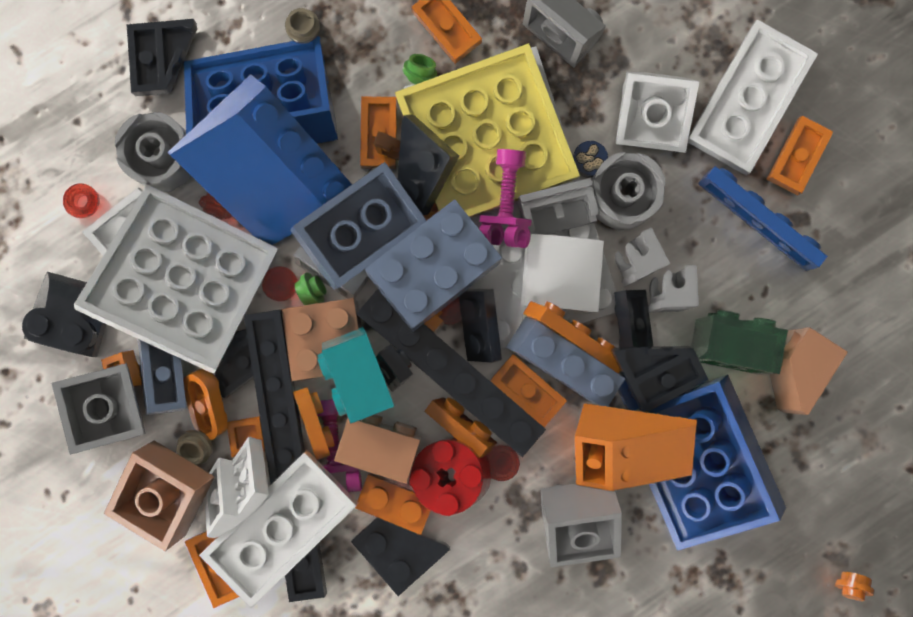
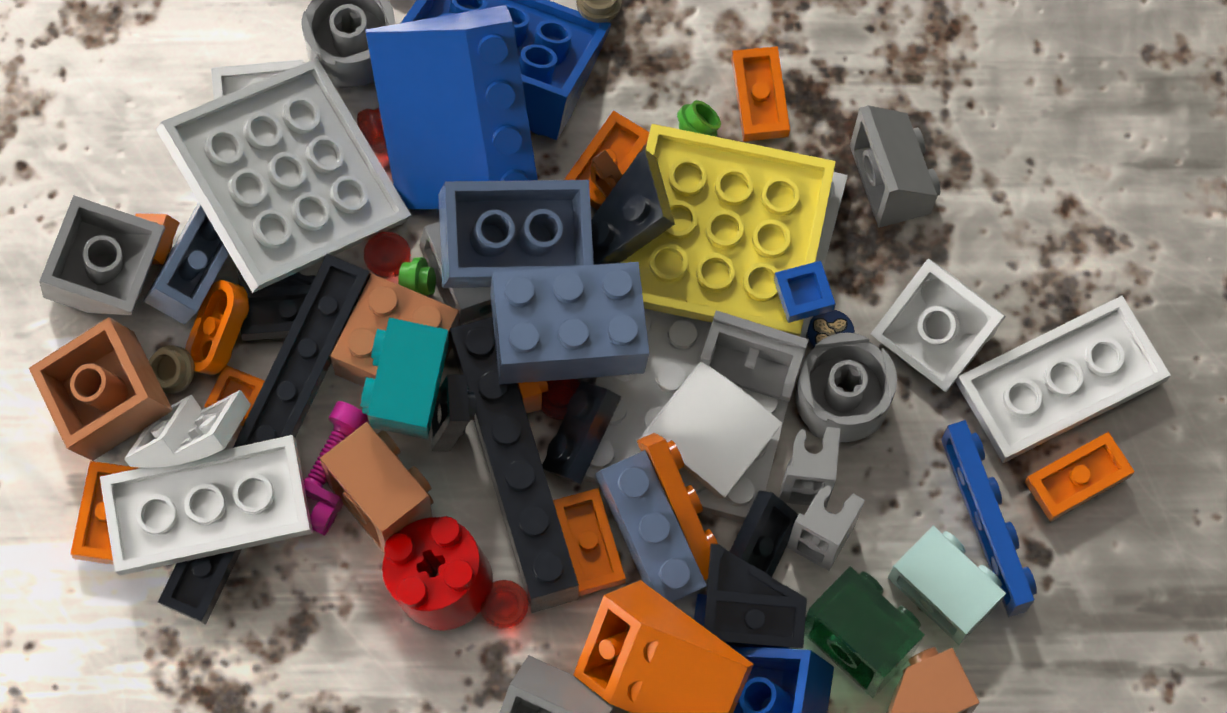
camera: 30 degrees right, 15 degrees down
(57, 323) = (127, 148): black slope -> none
(71, 198) = (227, 26): clear red plate -> none
(319, 437) = (329, 396): orange plate -> none
(392, 504) = (350, 574): orange plate -> none
(398, 553) = (317, 631): black wing -> none
(450, 416) = (480, 512): orange plate -> none
(517, 232) = (683, 330): dark pink bar -> none
(567, 147) = (804, 291): none -> blue plate
(764, 277) = (947, 583): none -> light aqua brick

